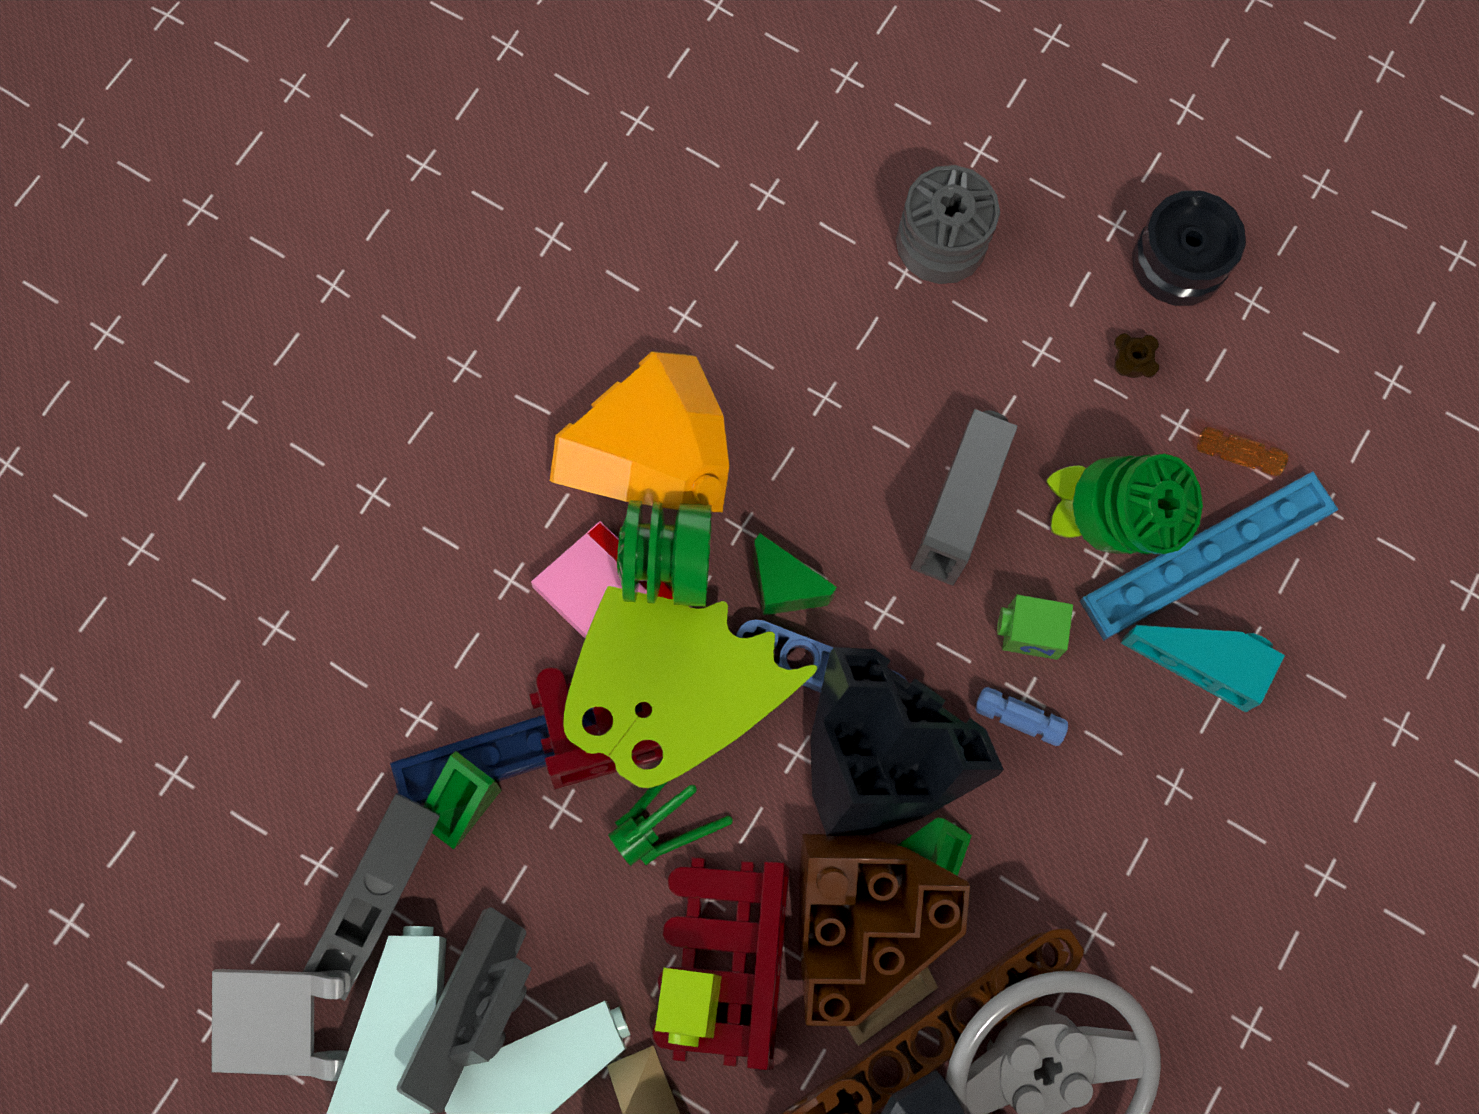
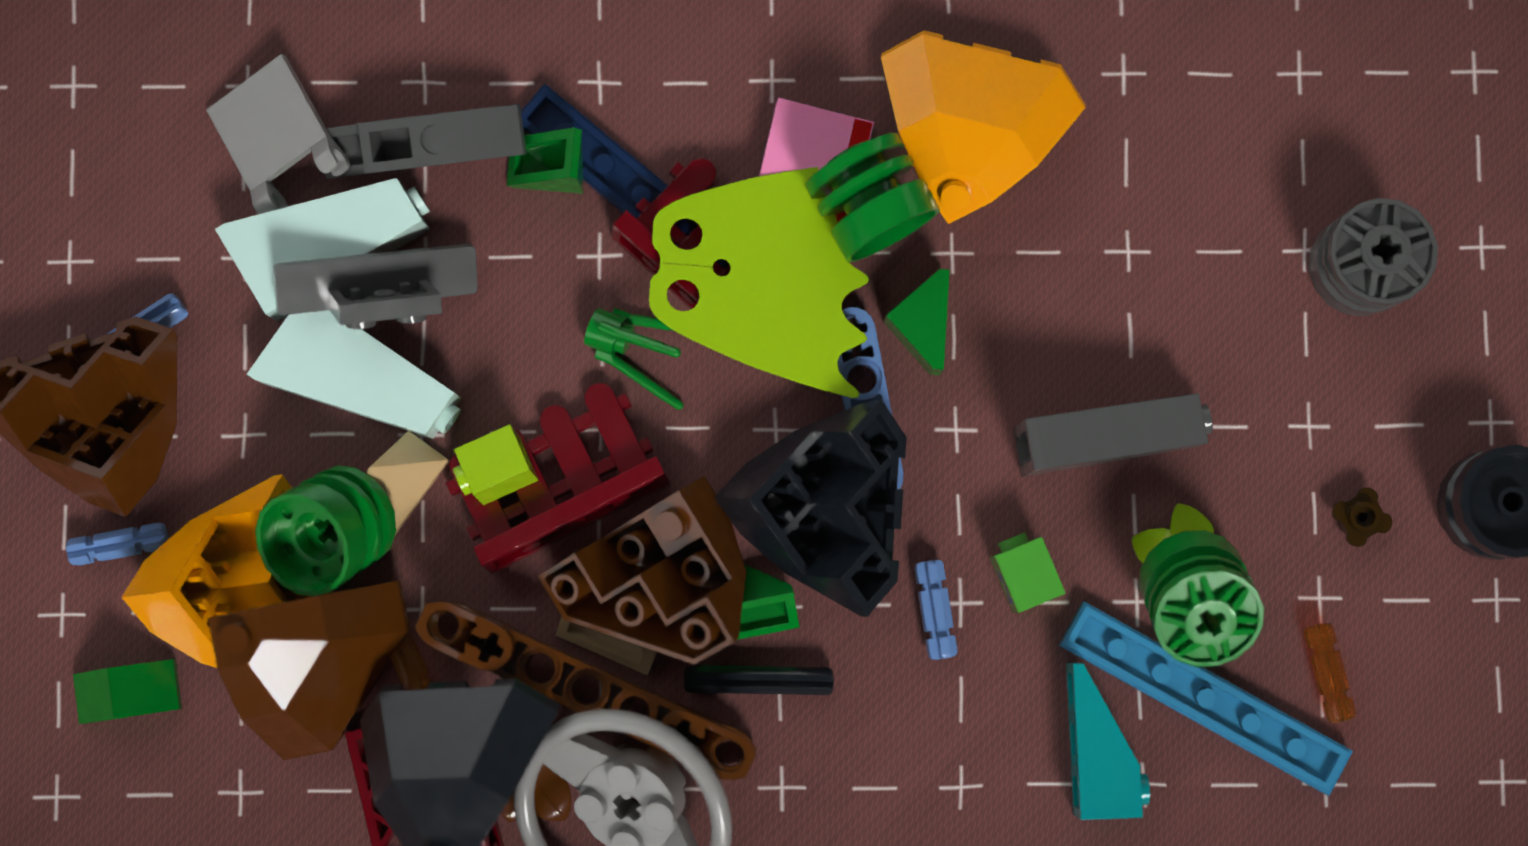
camera: 65 degrees right, 10 degrees up
(997, 894) = (758, 680): none -> black axle

